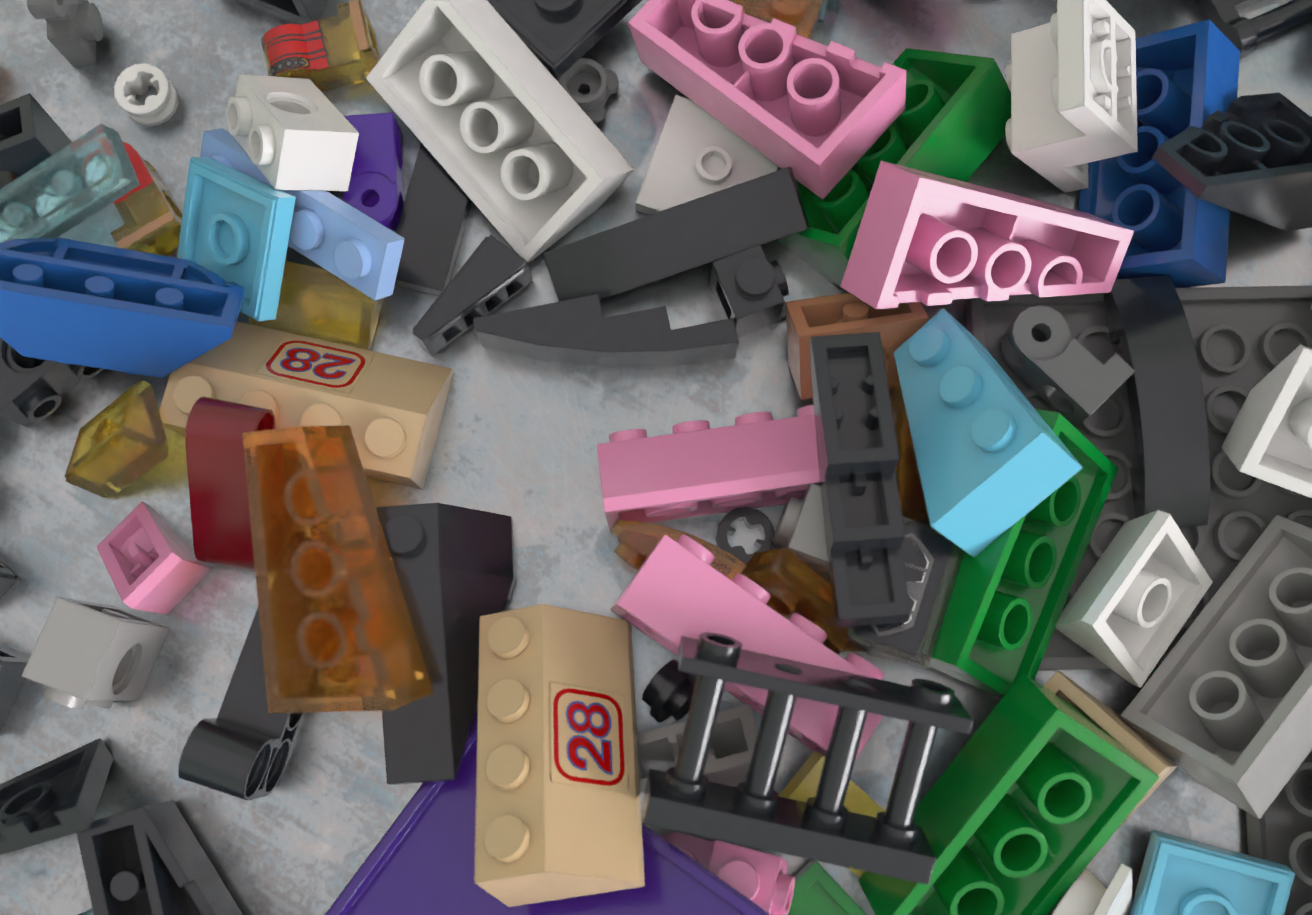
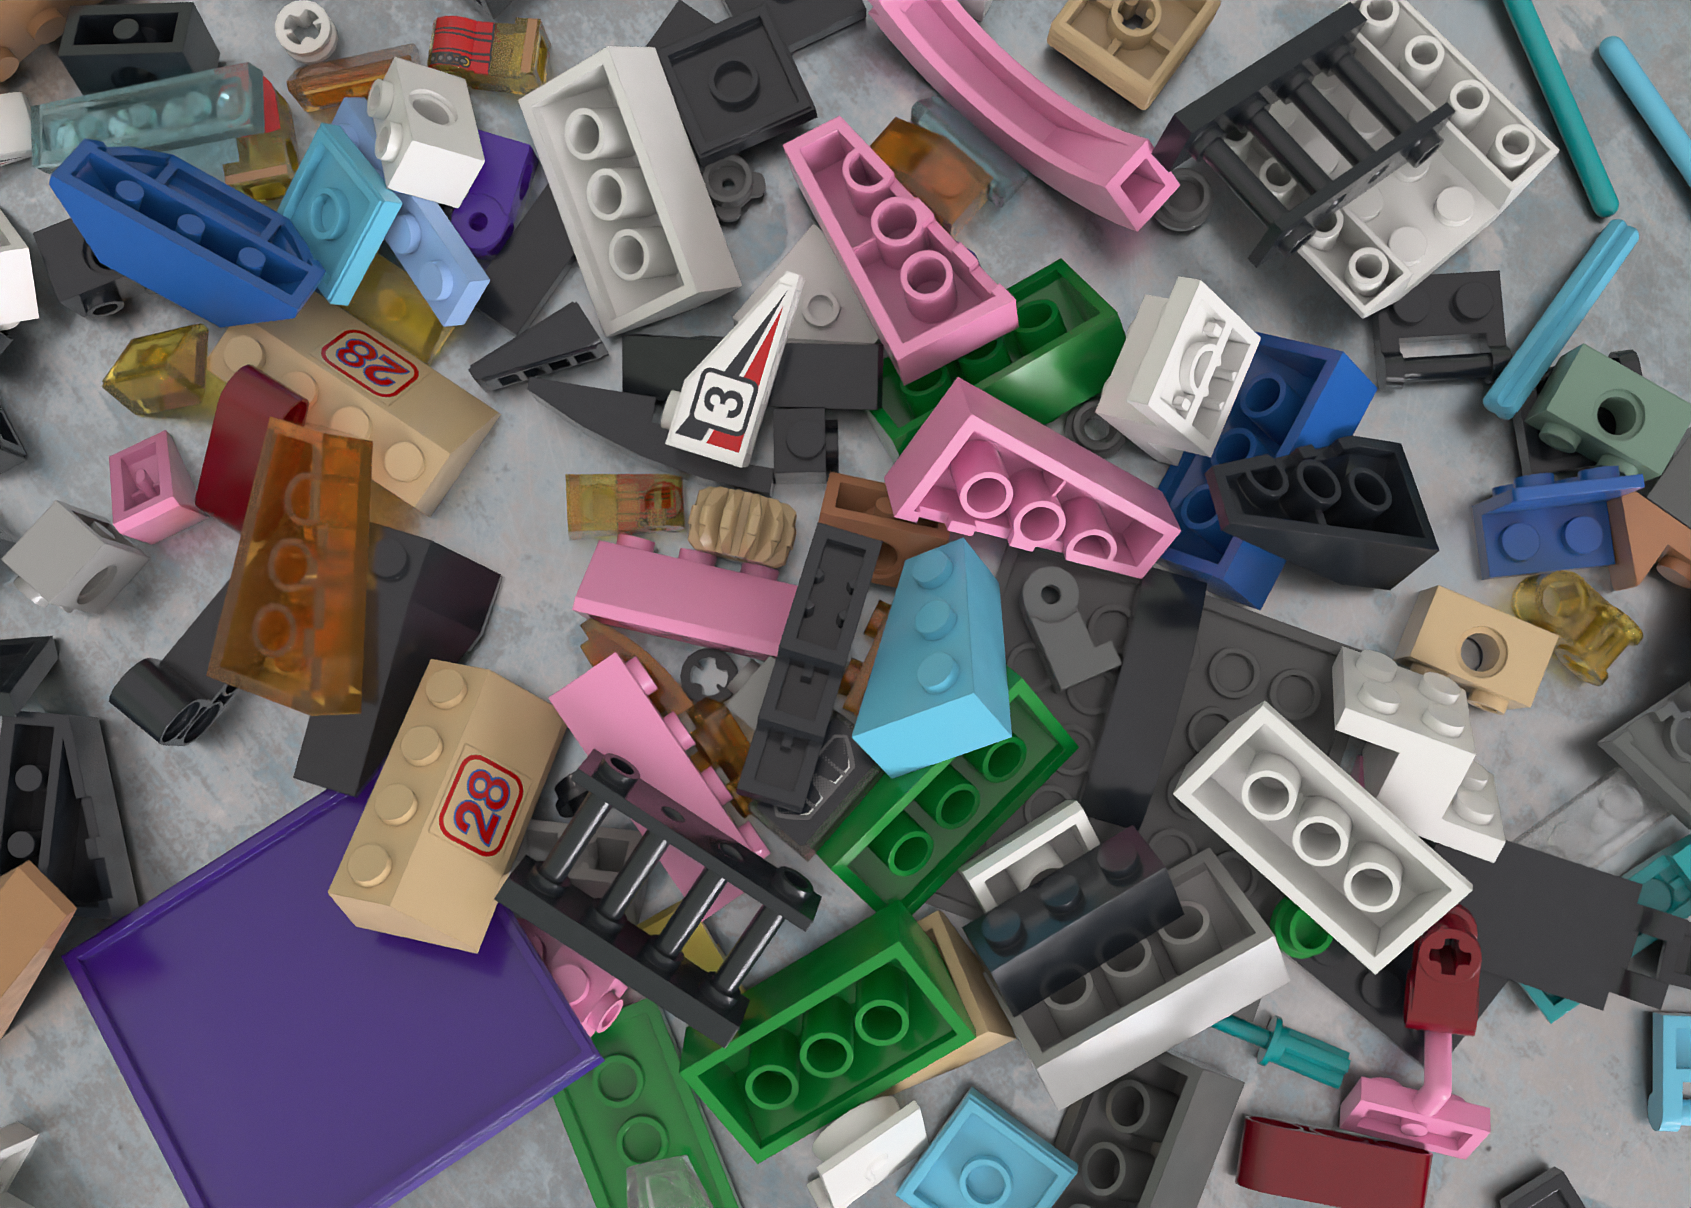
camera: 20 degrees right, 5 degrees up
(183, 133) = (328, 82): none -> clear orange slope
(601, 406) = (623, 504): none -> clear yellow leg
(670, 253) = (730, 389): none -> slope
(724, 382) = (742, 527): none -> tan gear
(1009, 167) = (1075, 430): none -> dark grey plate
(1196, 628) = (1074, 920): none -> black brick

